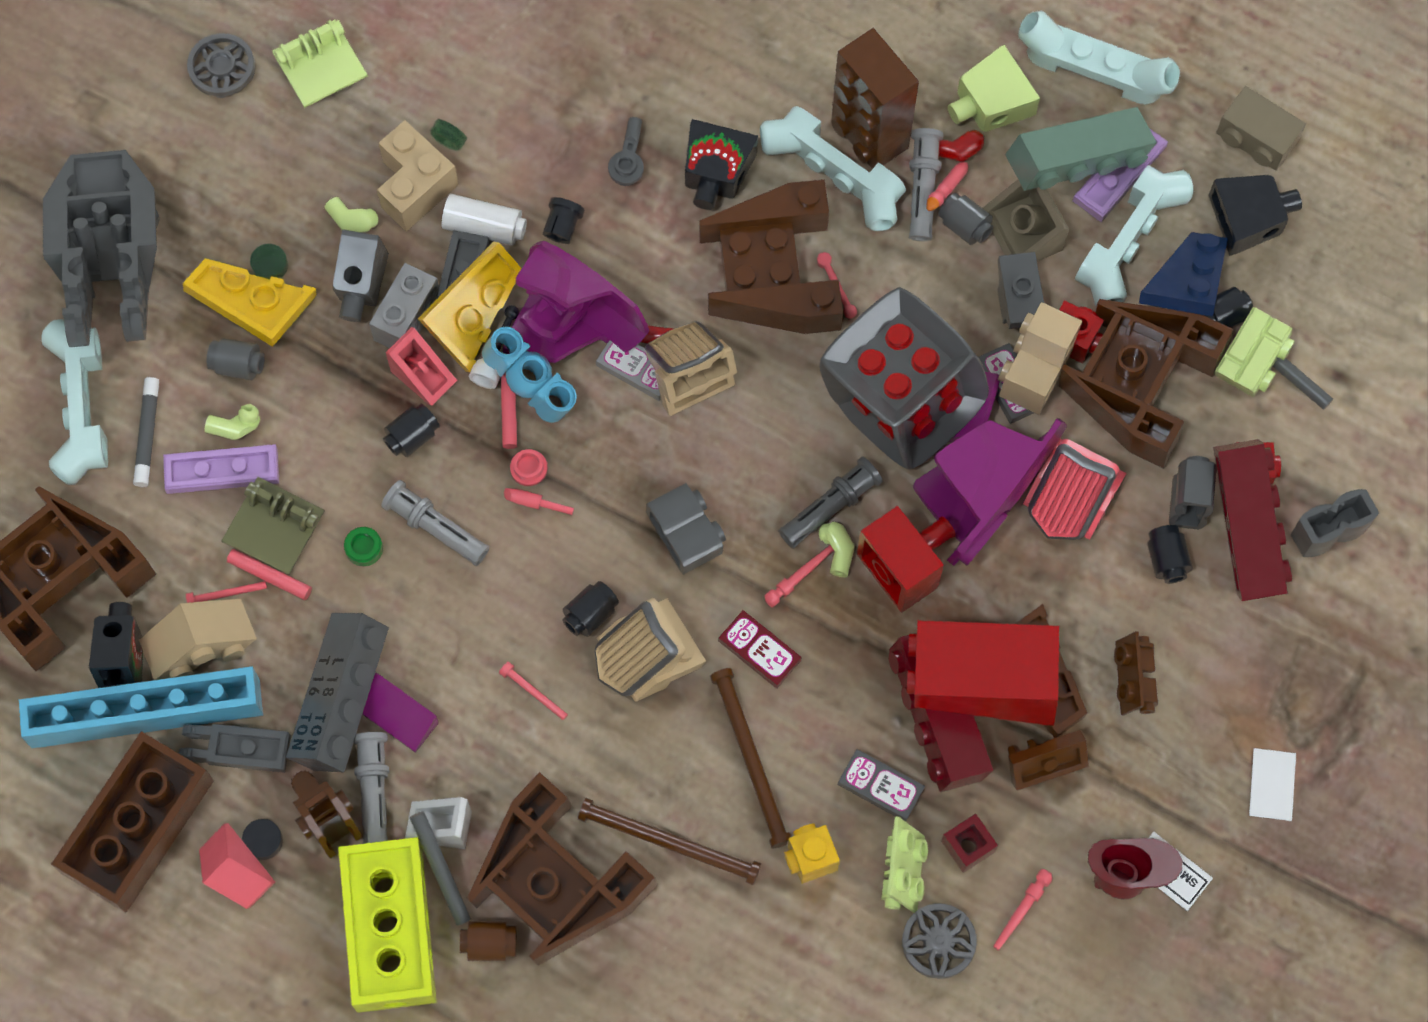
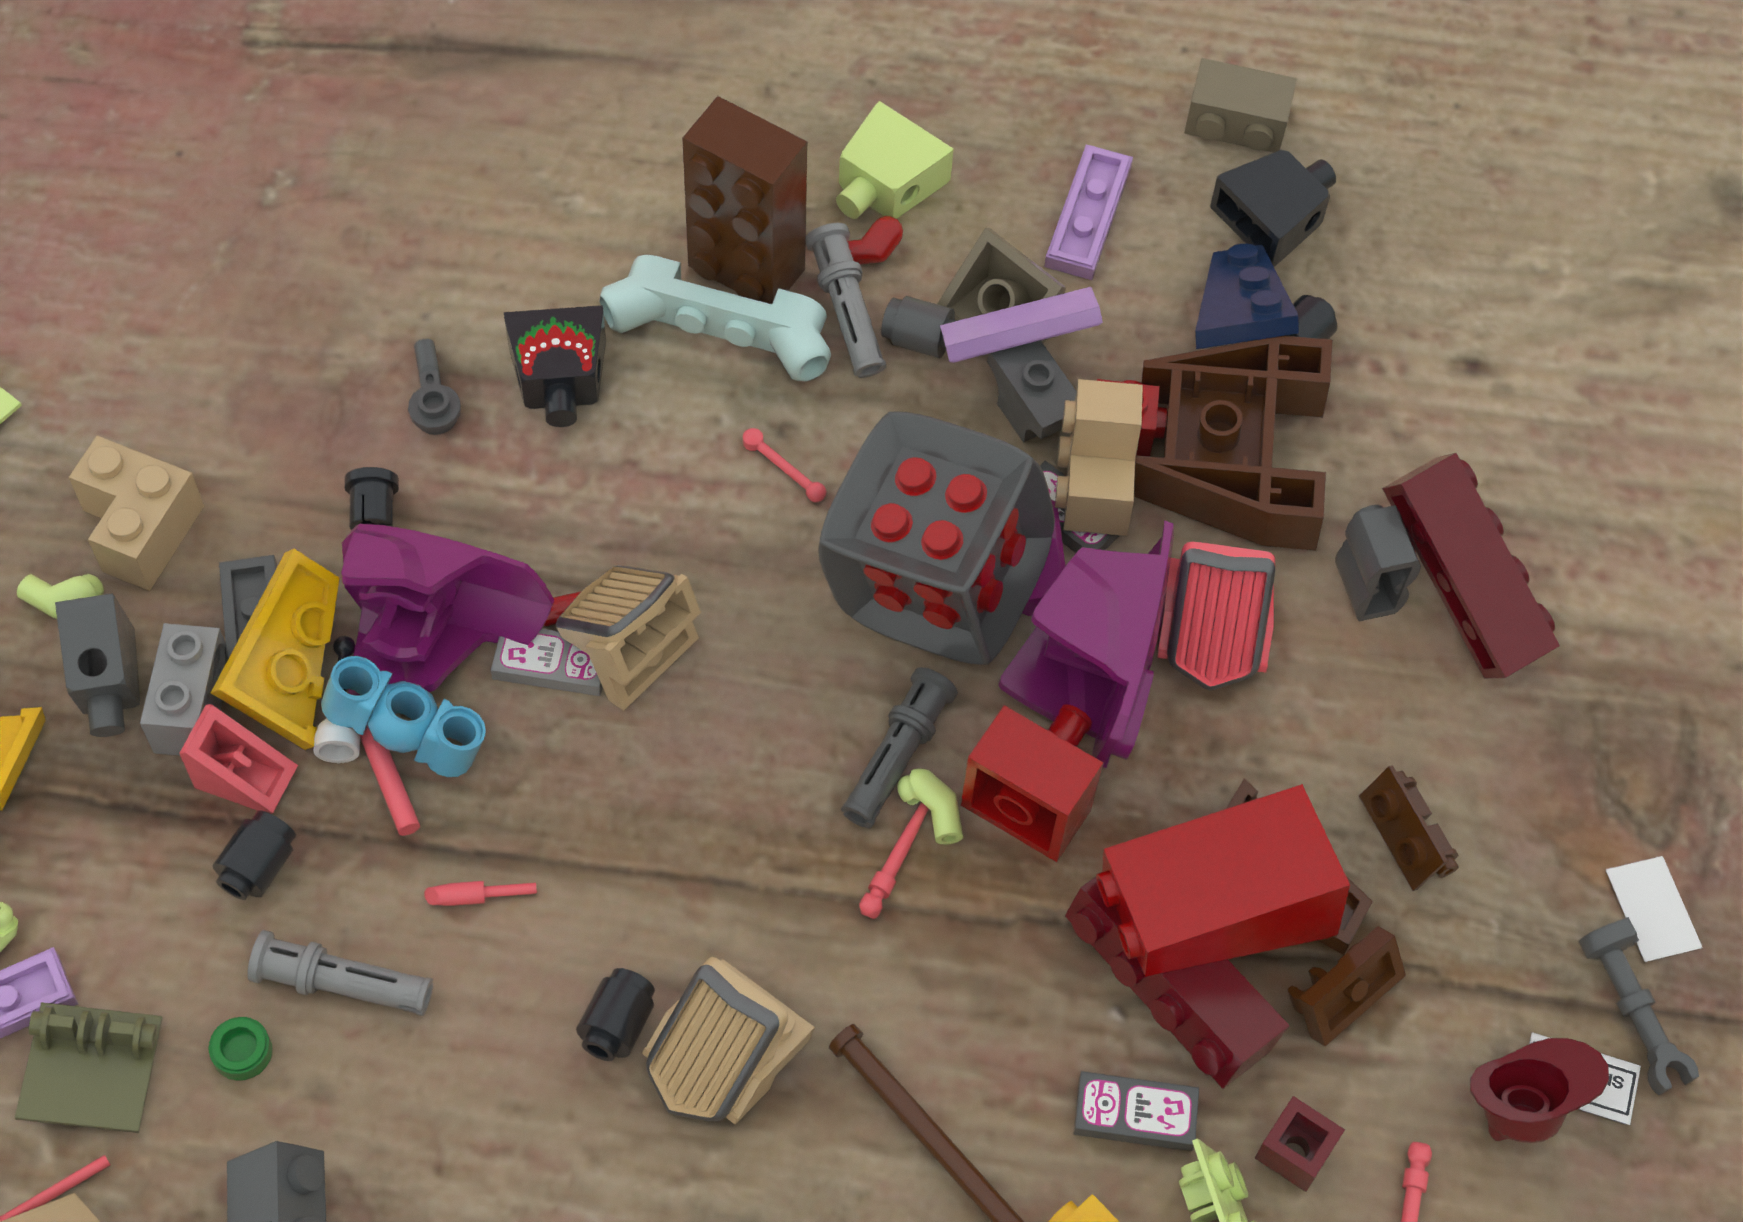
camera: 25 degrees left, 10 degrees down
(269, 574) = (107, 1142): coral piece -> none
(448, 135) = (166, 441): clear green tile -> none
(483, 219) = (257, 534): white brick -> none
(507, 670) = (527, 1150): coral piece -> none
(528, 467) = (448, 848): coral plate -> none
(685, 527) = (710, 851): dark grey brick -> none
(759, 649) = (883, 982): tile -> none
(763, 262) = (674, 468): reddish brown wedge -> none
(945, 188) = (879, 292): coral piece -> none
(1026, 245) = (1021, 324): none -> lavender tile
(1057, 46) = (1060, 91): light aqua plate -> none
(1081, 149) = (1036, 186): sand green brick -> none
(1149, 193) = (1142, 221): light aqua plate -> none
(1169, 554) = (1379, 653): black brick -> none
(1226, 796) = (1608, 945): none -> dark grey piece
(1254, 352) = (1366, 365): yellowish green brick -> none
(1303, 382) = (1408, 376): dark grey bar -> none
(1340, 522) = (1571, 537): dark grey brick -> none

